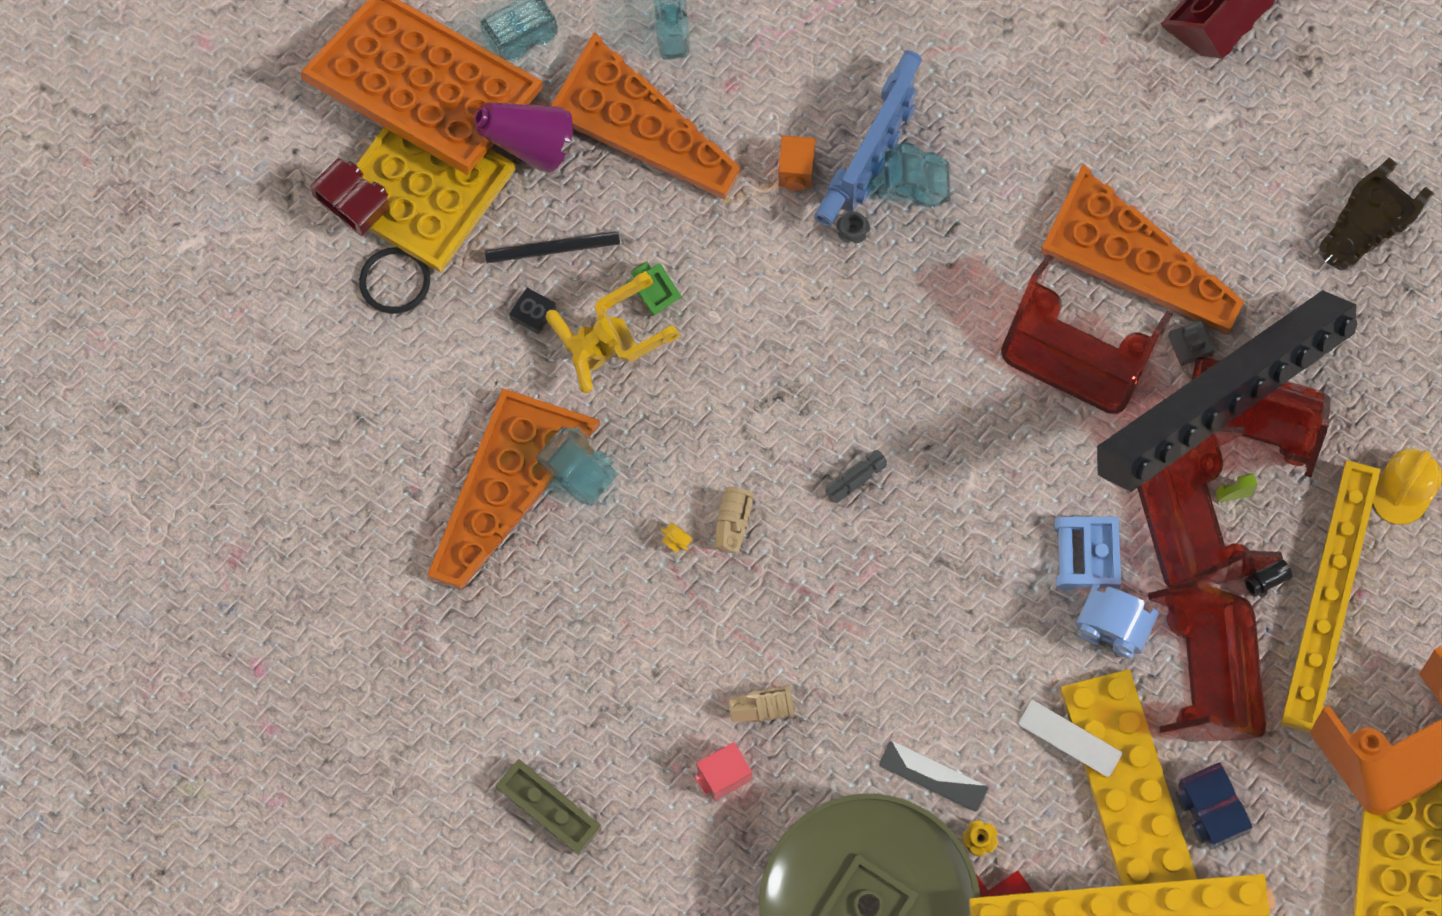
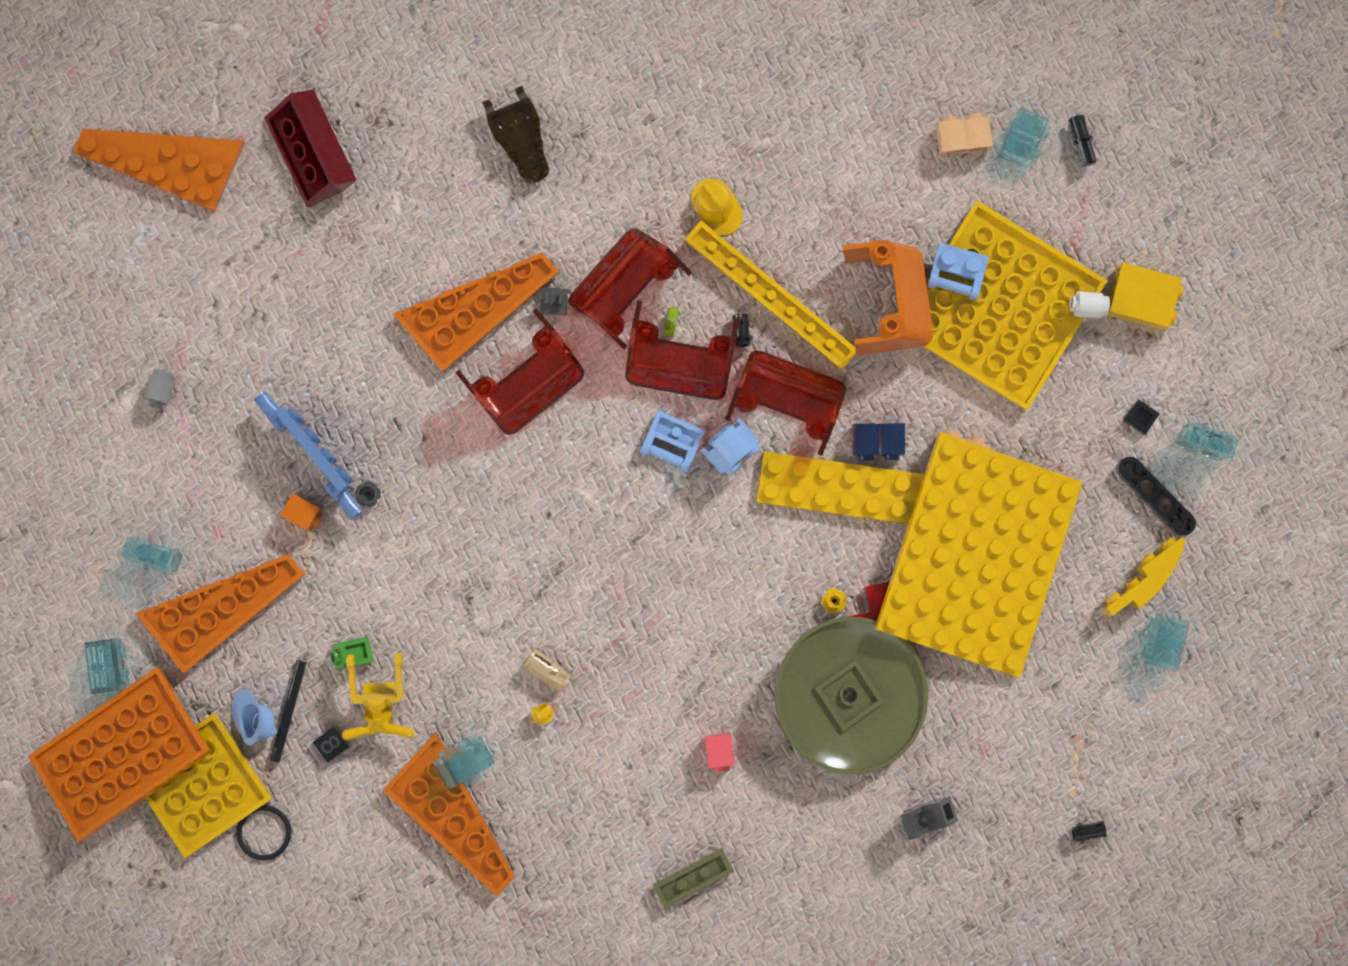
camera: 70 degrees left, 15 degrees up
(350, 196) = (191, 842): dark red brick -> none
(527, 131) = (198, 696): magenta cone -> none
(527, 209) = (252, 719): none -> light blue piece
(762, 705) = (684, 705): tan hinge -> none
(856, 476) = (551, 572): dark grey axle -> none
(917, 175) = (351, 433): clear light blue brick -> none
(933, 776) = (778, 612): dark grey sticker -> none
(1070, 738) = (794, 512): white sticker -> none
(1225, 391) = (613, 301): black brick -> none

